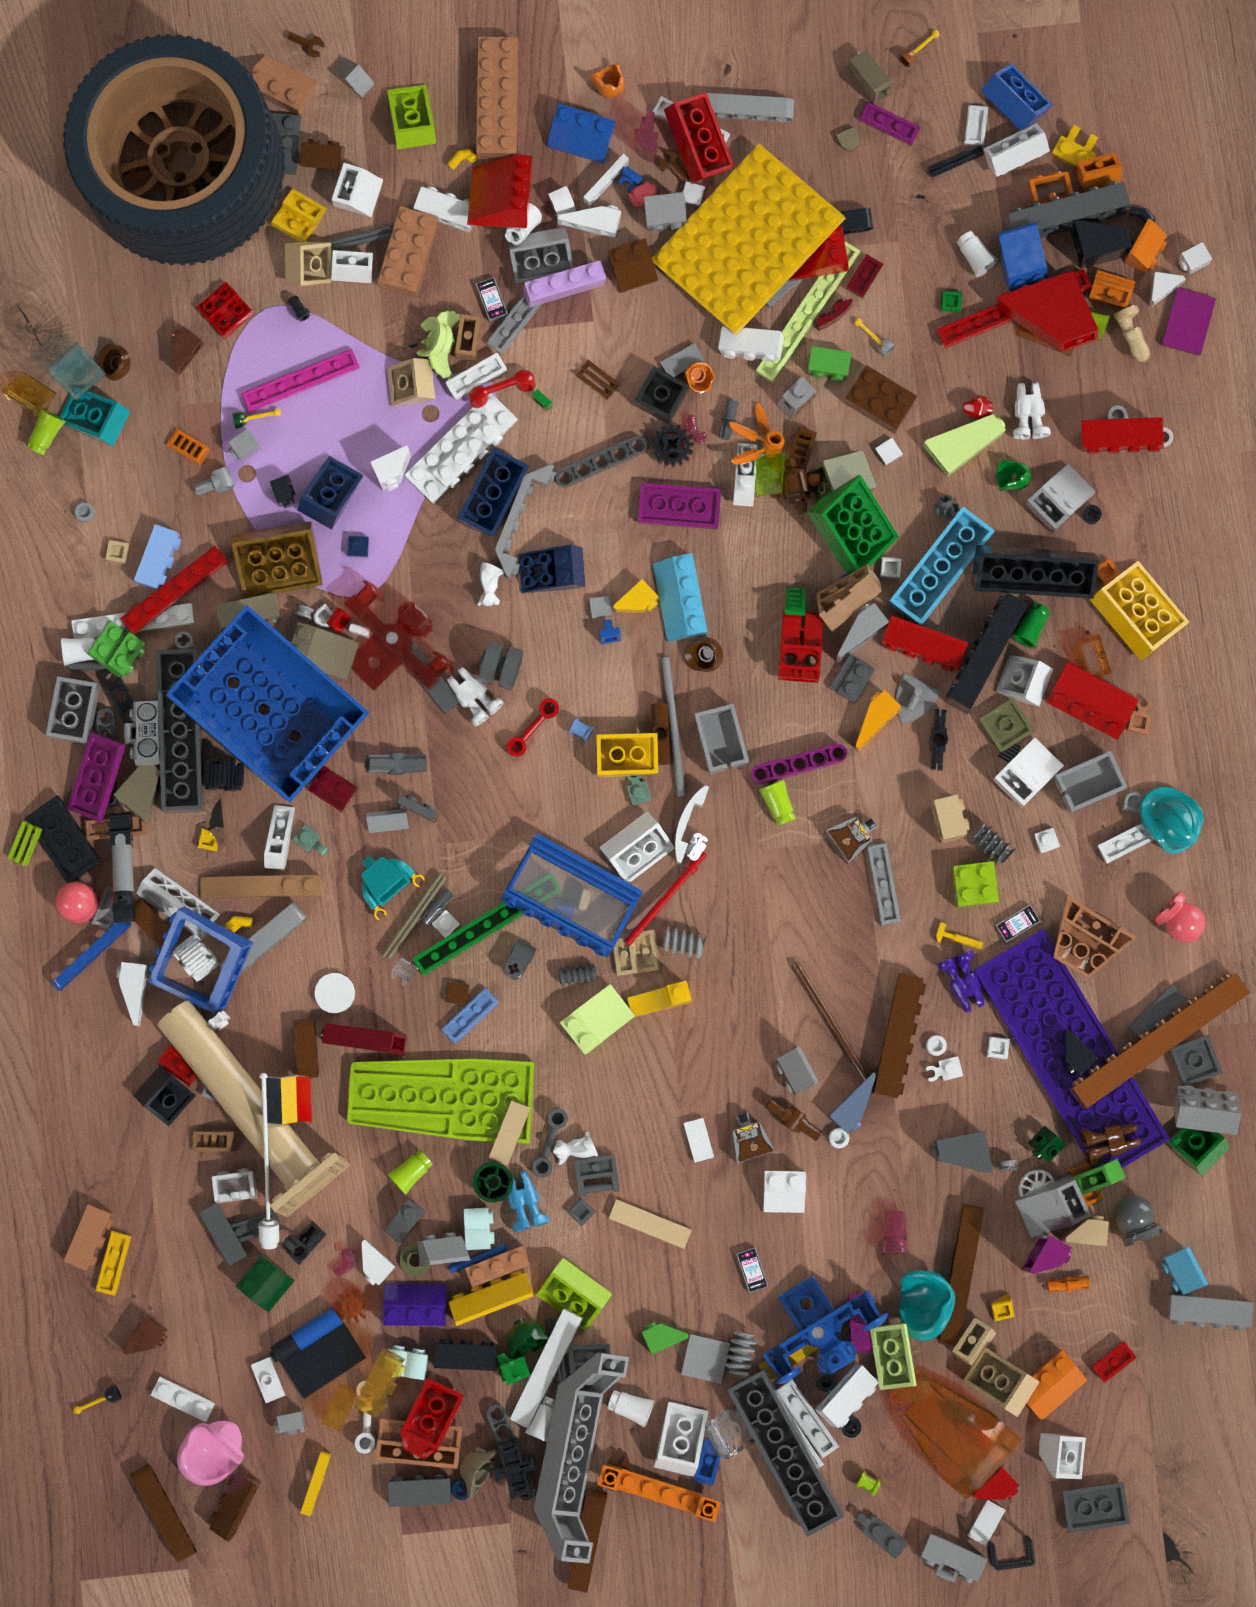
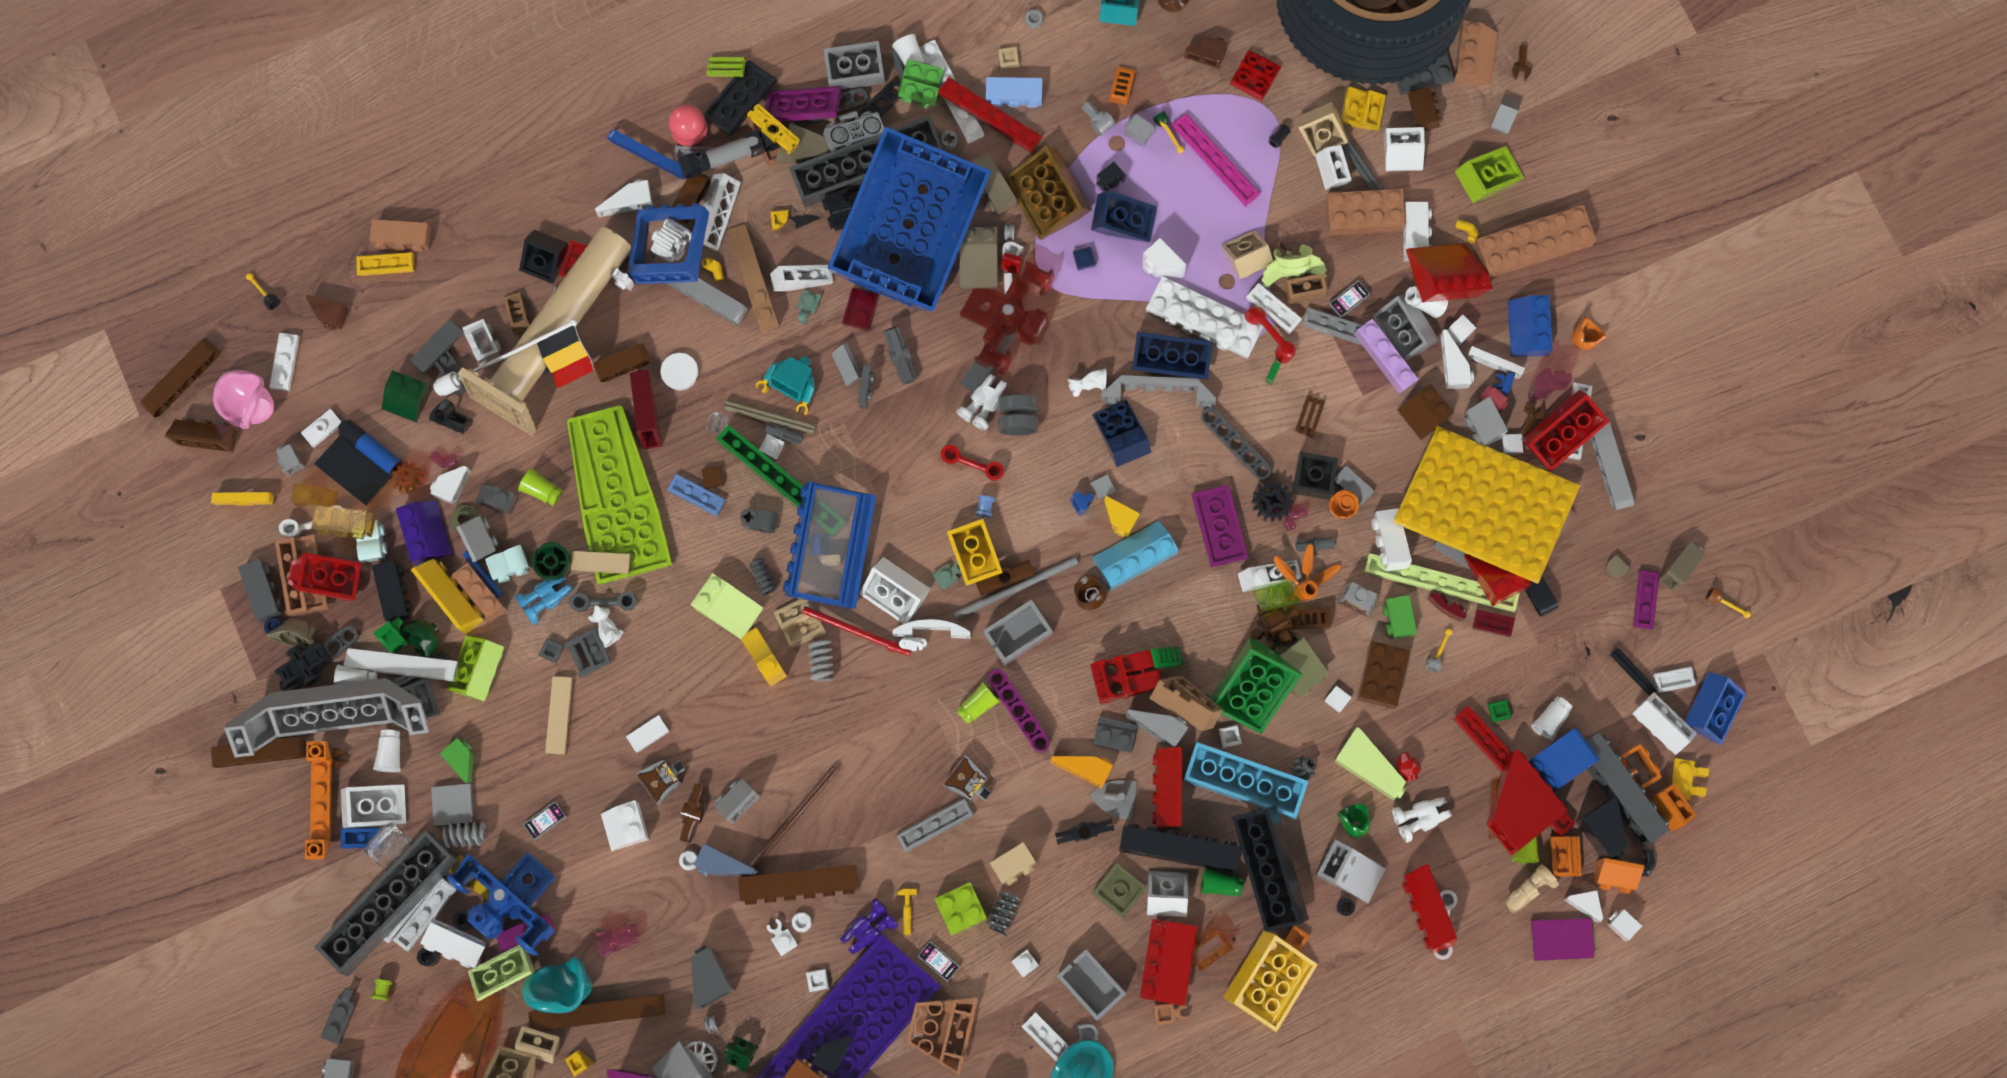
camera: 75 degrees right, 5 degrees down
(127, 806) = (764, 120): none -> yellow piece
(1009, 754) = (1095, 904): black sticker -> none
(1028, 772) = (1082, 925): white slope -> none

